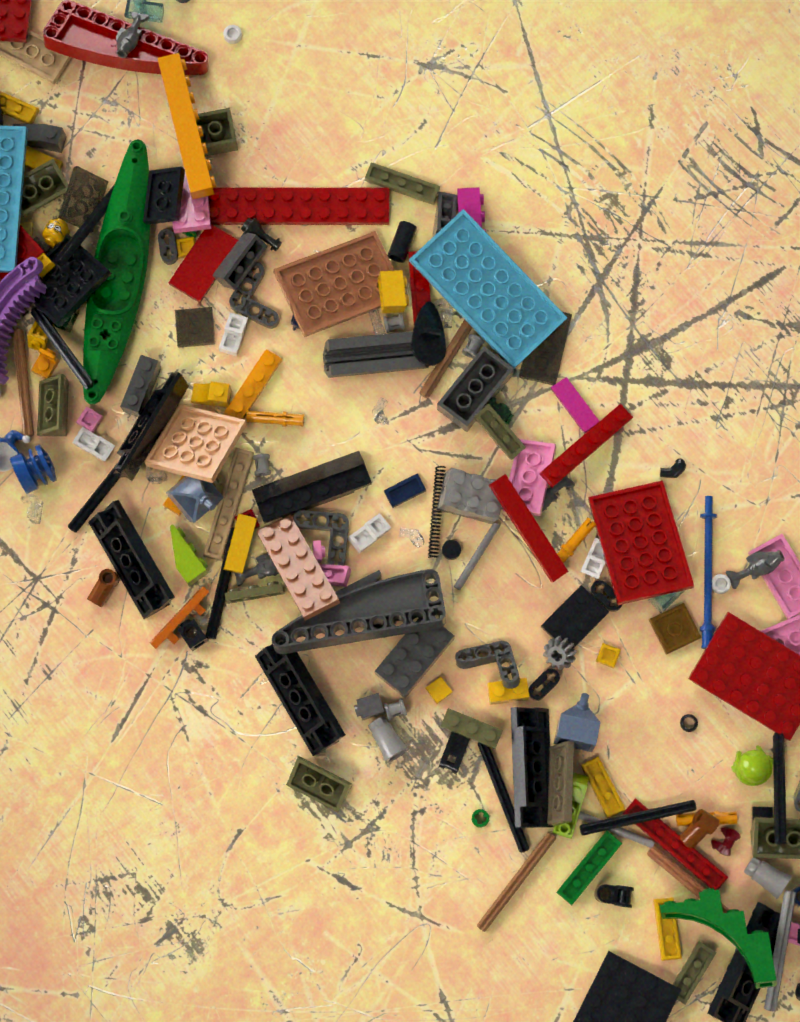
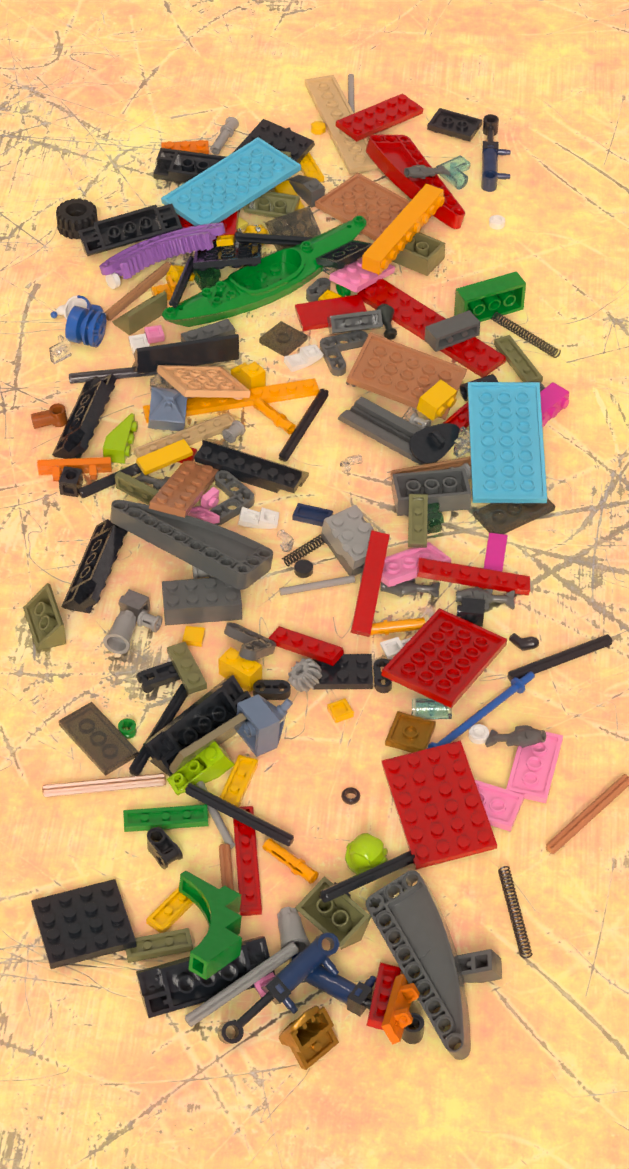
camera: 40 degrees right, 30 degrees down
(116, 112) = (363, 198): none -> nougat plate
(305, 405) = (303, 425): none -> black axle
(322, 138) = (499, 294): none -> green brick
(328, 202) = (452, 331): none -> dark grey brick
(390, 148) = (541, 345): none -> piece
(469, 846) = (98, 738): none -> clear smoke tile
(531, 624) = (307, 645): none -> red plate
(604, 458) = (479, 593): none -> dark grey animal
(613, 478) = (472, 610): none -> black brick
(702, 824) = (279, 854): dark orange piece -> none
(710, 461) = (561, 657): none -> black axle
(730, 837) = (296, 886): dark red piece -> none

